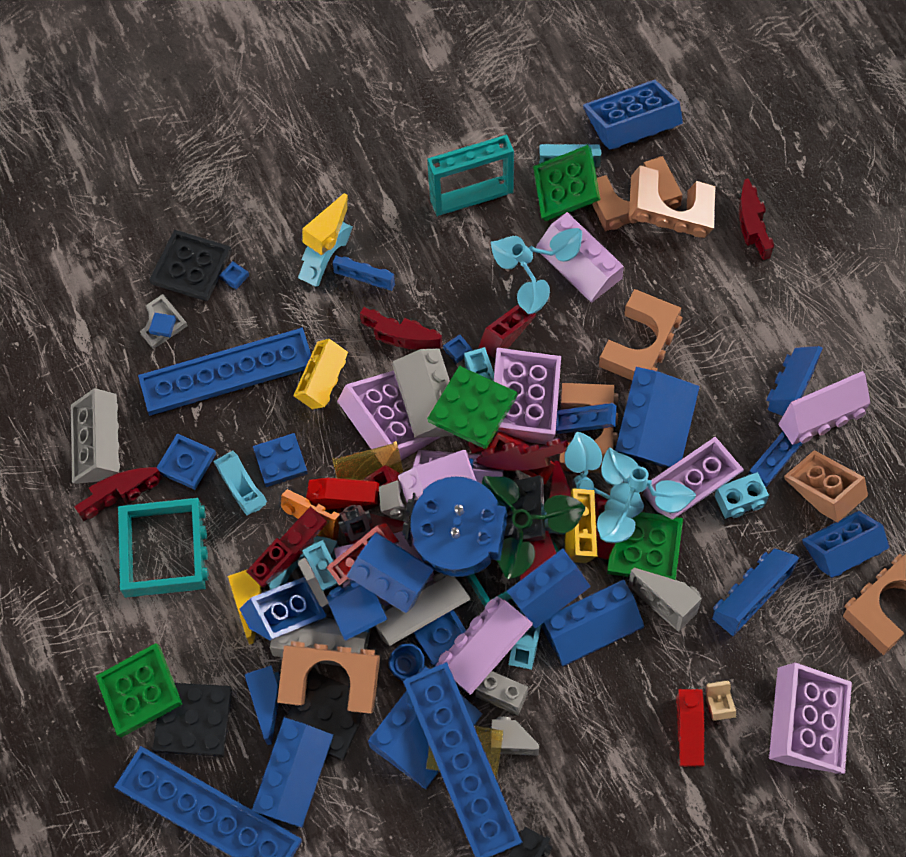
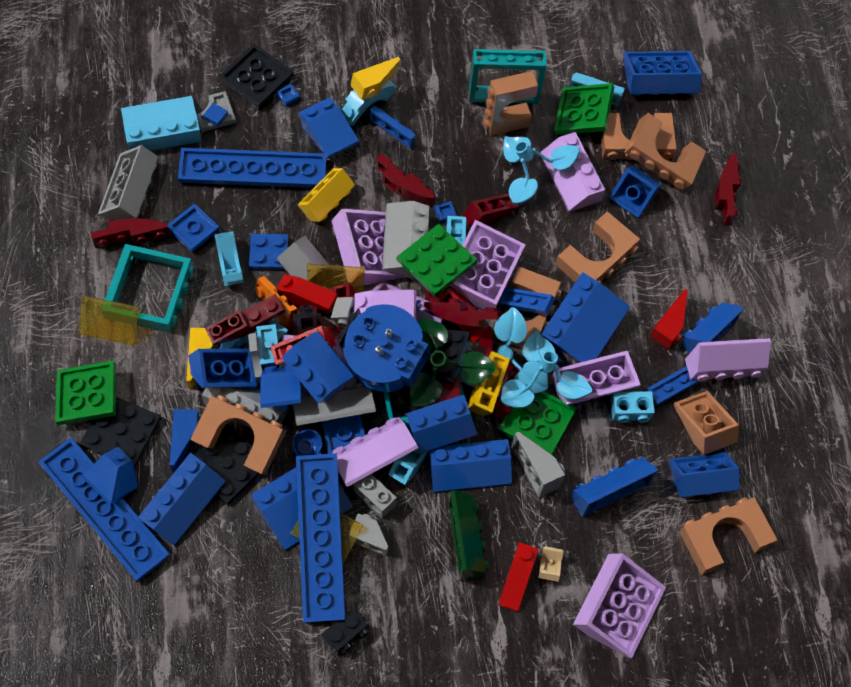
camera: 10 degrees right, 0 degrees up
(105, 355) = (161, 124): none -> medium azure slope
(132, 599) = (108, 320): none -> clear yellow piece
(205, 774) = (112, 476): none -> blue slope
(294, 298) = (328, 128): none -> blue slope
(317, 455) = (297, 256): none -> light grey slope
(478, 216) = (501, 93): none -> nougat arch
(618, 702) = (466, 536): none -> dark green slope
(655, 256) = (635, 191): none -> blue slope
(750, 389) = (671, 324): none -> red slope

